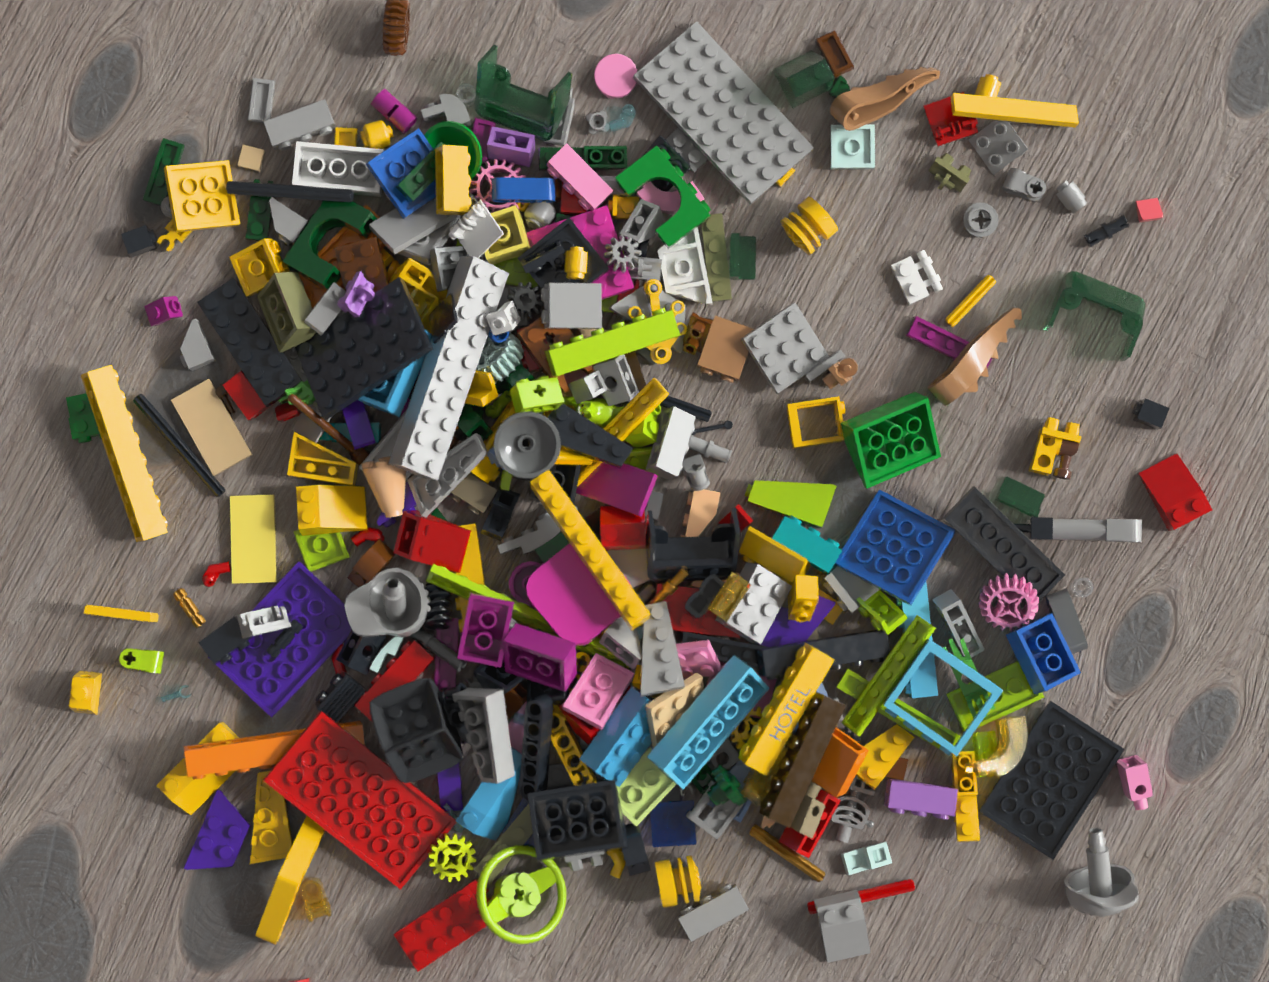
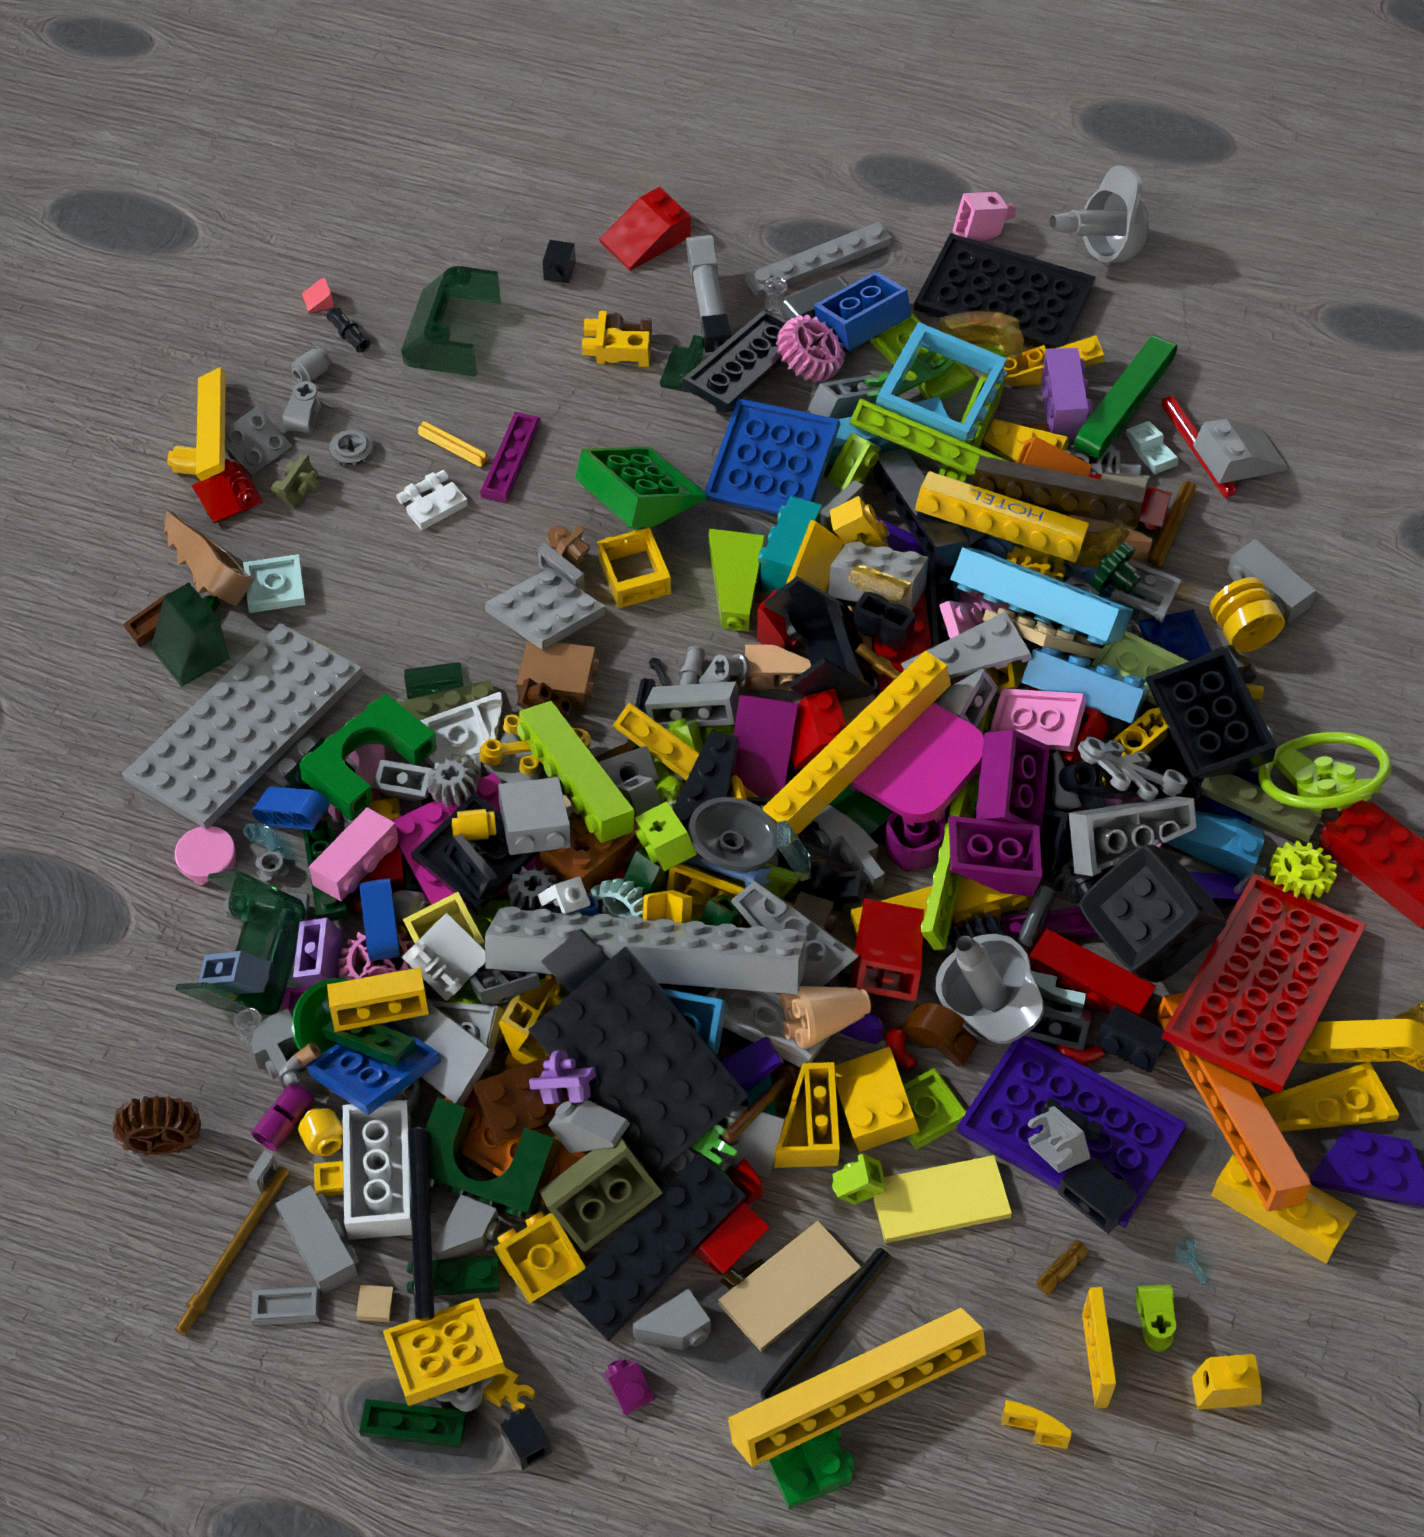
camera: 95 degrees left, 30 degrees down
(80, 568) = (1047, 1428): none -> yellow slope
(213, 572) = (1000, 1244): red arm -> none
(270, 486) = (859, 1180): none -> lime brick
(273, 46) = (199, 1301): none -> pearl gold bar
(355, 94) = (262, 1172): none -> light grey tile
(424, 123) = (299, 1060): none -> arm
(498, 85) = (235, 972): none -> sand blue brick
(515, 487) = (793, 850): none -> clear light blue tile
(536, 744) = (1132, 768): none -> light grey plant
(635, 138) = (291, 808): none -> blue beam
(812, 222) = (383, 602): yellow wheel -> none
(915, 849) = (1125, 397): none -> green beam
(973, 360) = (538, 427): medium nougat animal -> none
(1120, 633) = (821, 257): none -> light grey plate

